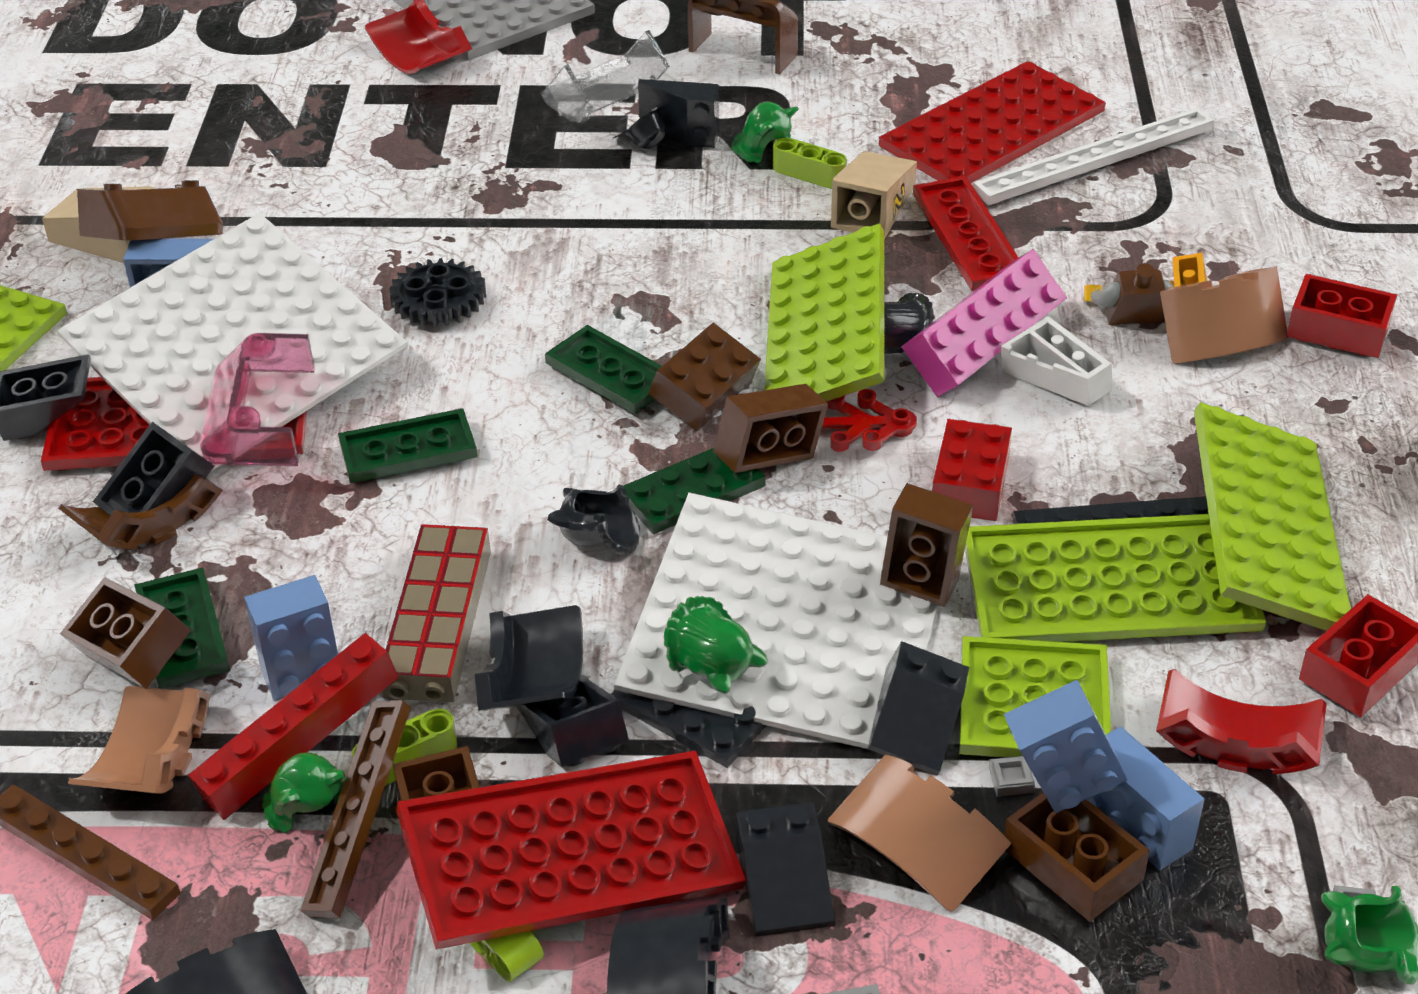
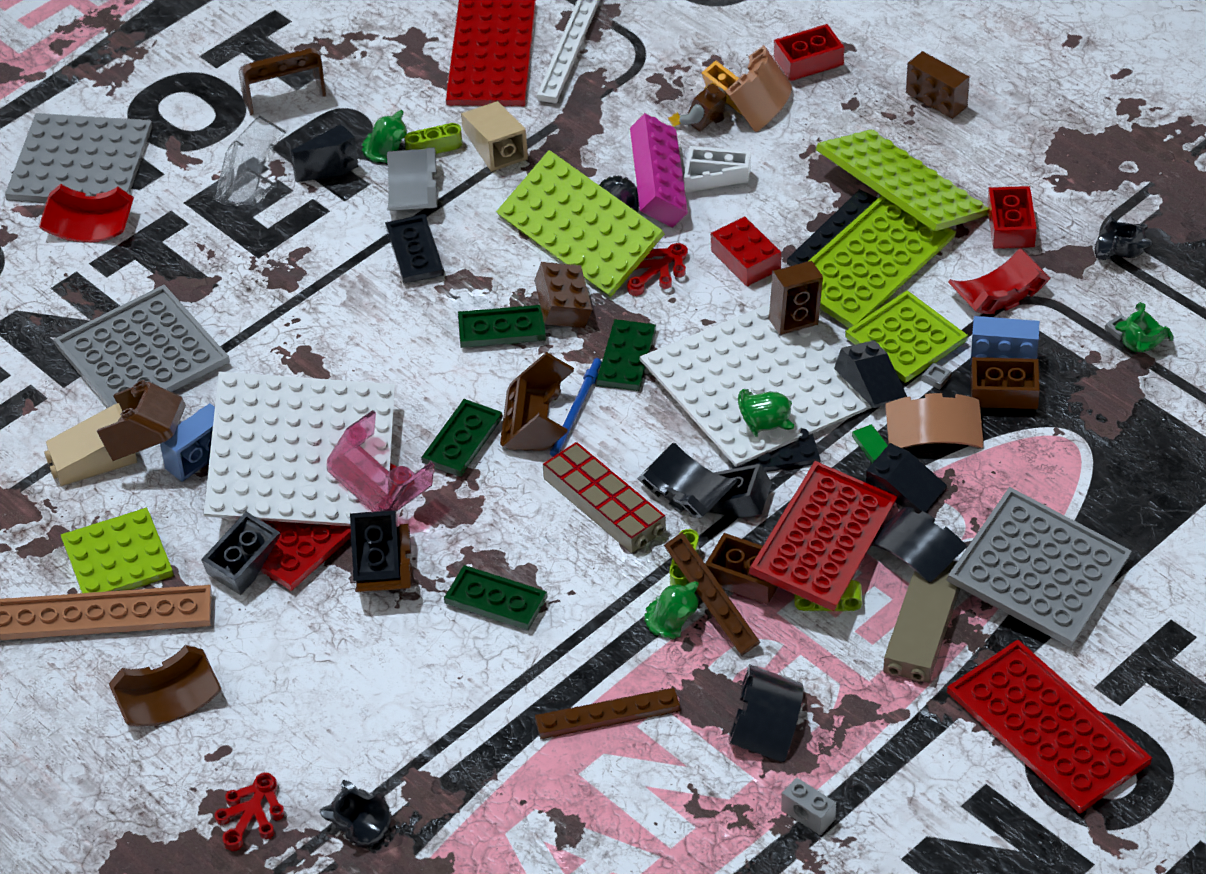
camera: 45 degrees left, 5 degrees up
(125, 632) = (490, 613): reddish brown brick -> none
(149, 740) = (566, 651): nougat panel -> none
(288, 173) = (141, 341): none -> light grey plate
(291, 633) = (578, 552): medium blue brick -> none
(294, 725) = (632, 586): red brick -> none
(437, 292) = (364, 349): black gear -> none
(510, 465) = (527, 404): none -> reddish brown windscreen
(598, 519) = (614, 401): black hair -> none
(619, 477) = (589, 378): none -> blue bar
(642, 245) = (414, 249): none -> black plate
(647, 130) = (314, 181): black piece -> none
(738, 186) = (412, 179): none -> light grey panel
(770, 427) = (639, 296): reddish brown brick -> none
(818, 785) = (869, 441): none -> green tile
(965, 228) = (572, 126): red plate -> none
(1065, 747) = (981, 336): medium blue brick -> none

